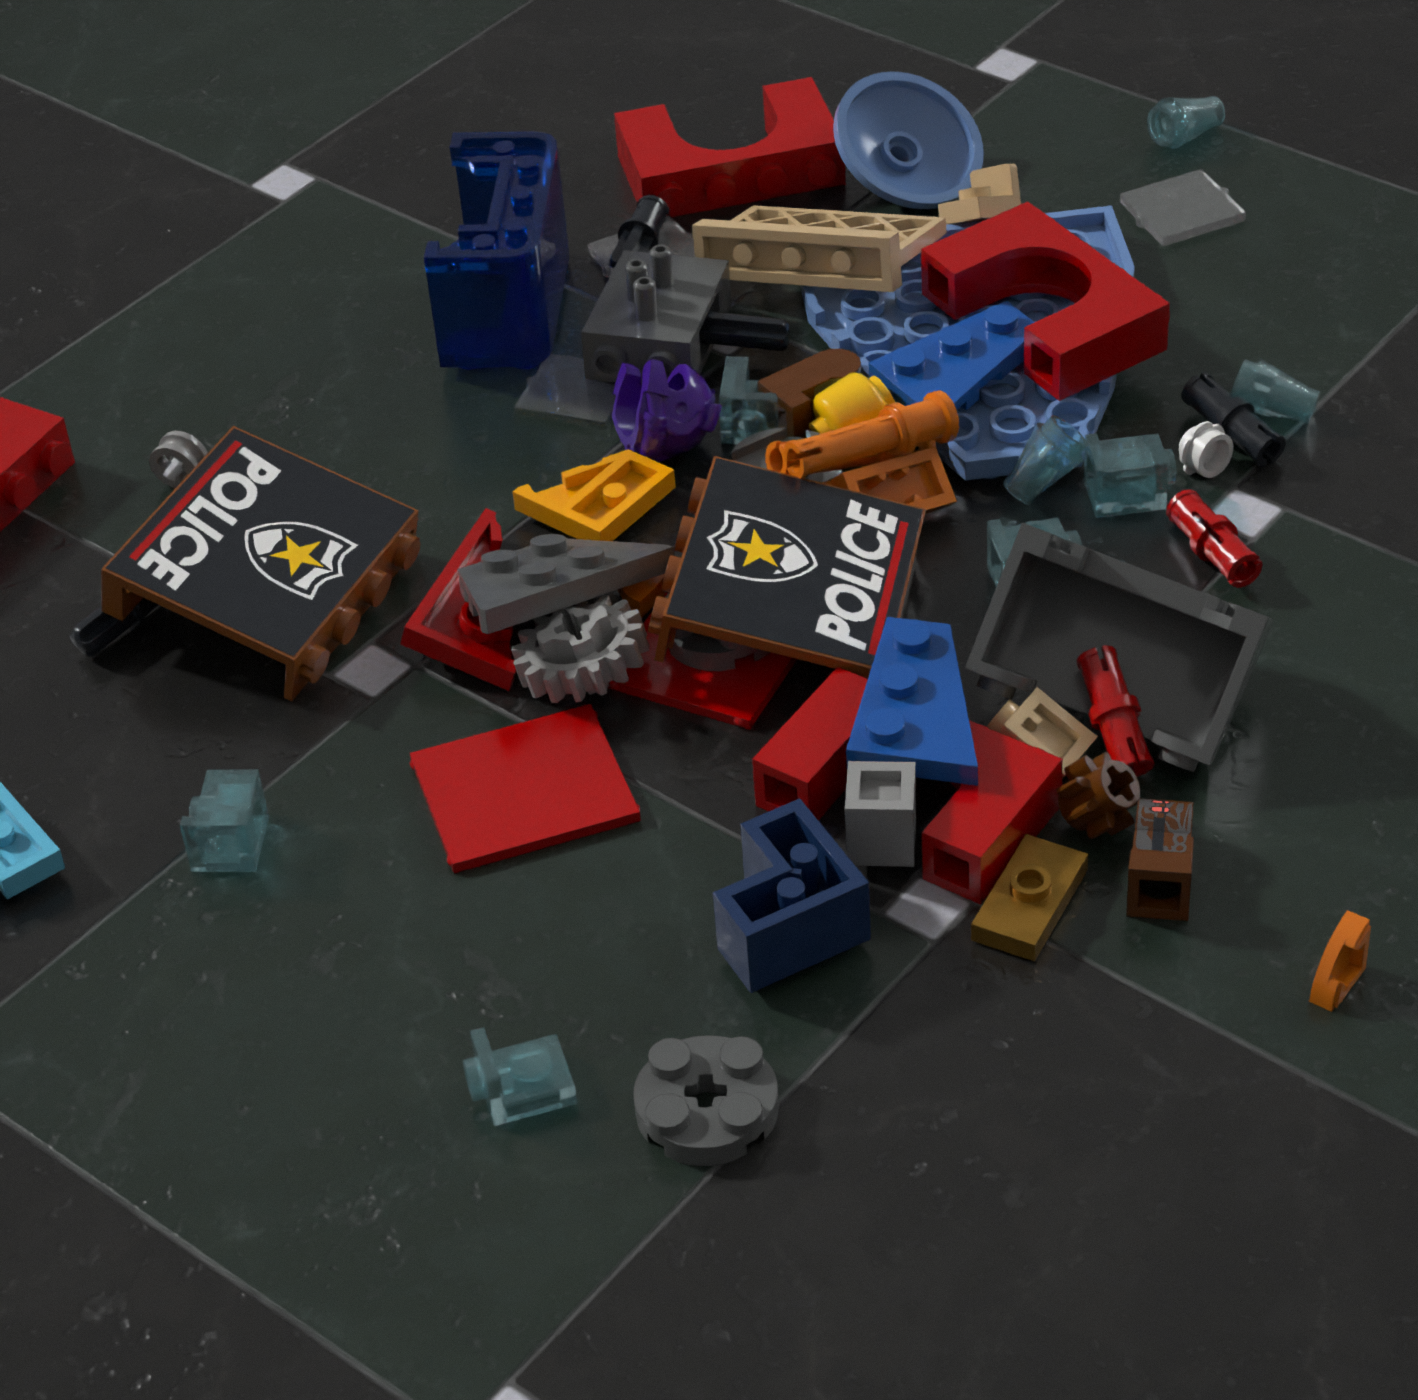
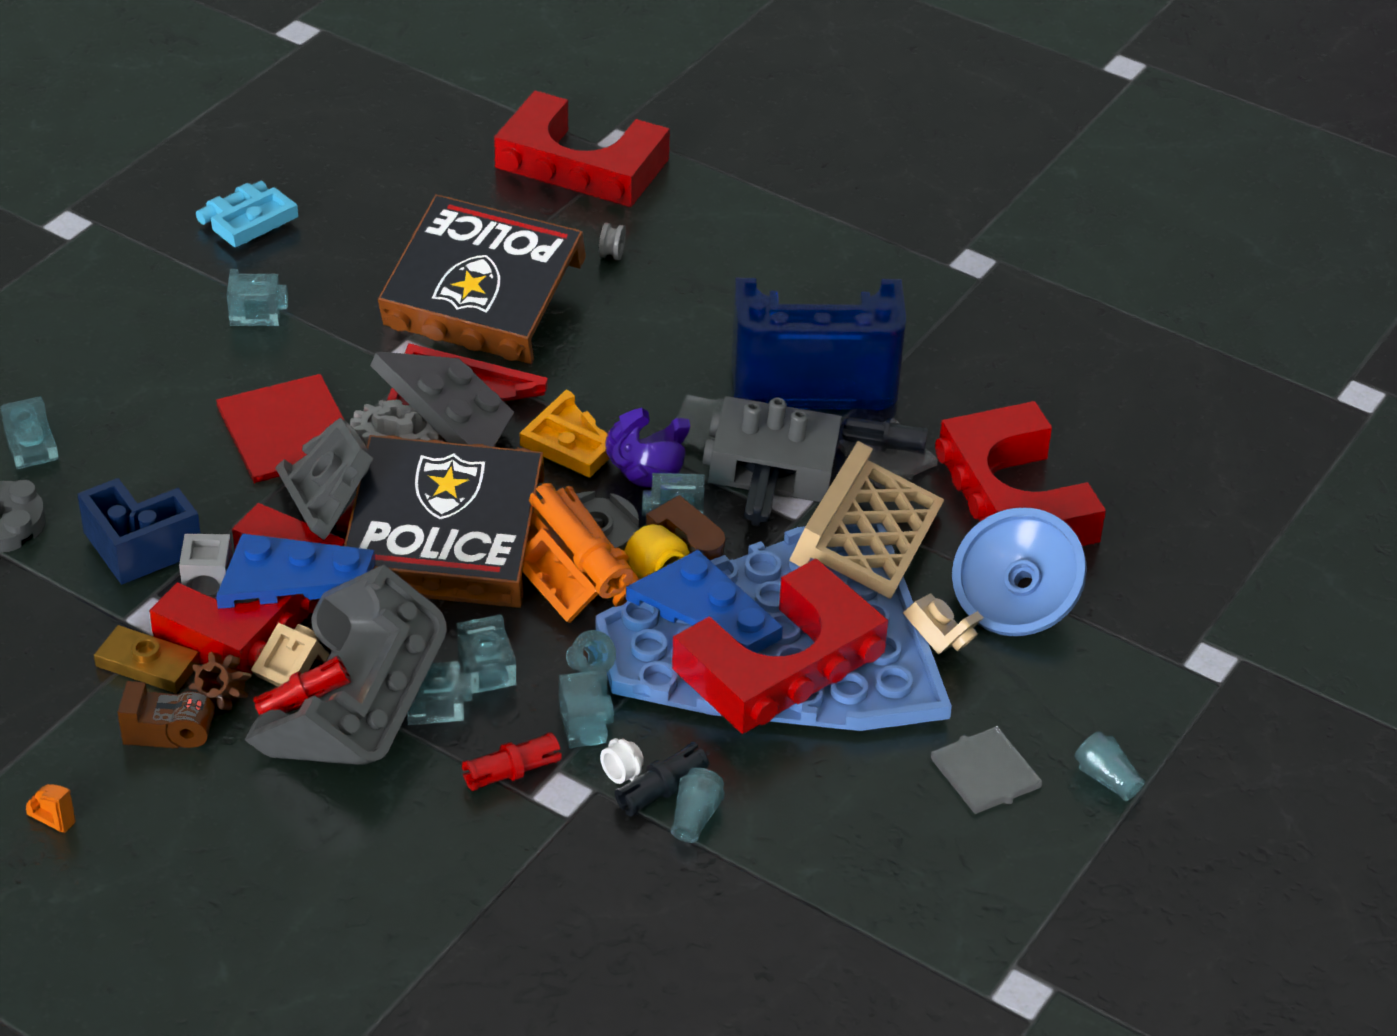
camera: 80 degrees right, 0 degrees up
(715, 677) = (326, 475): none -> dark grey wing

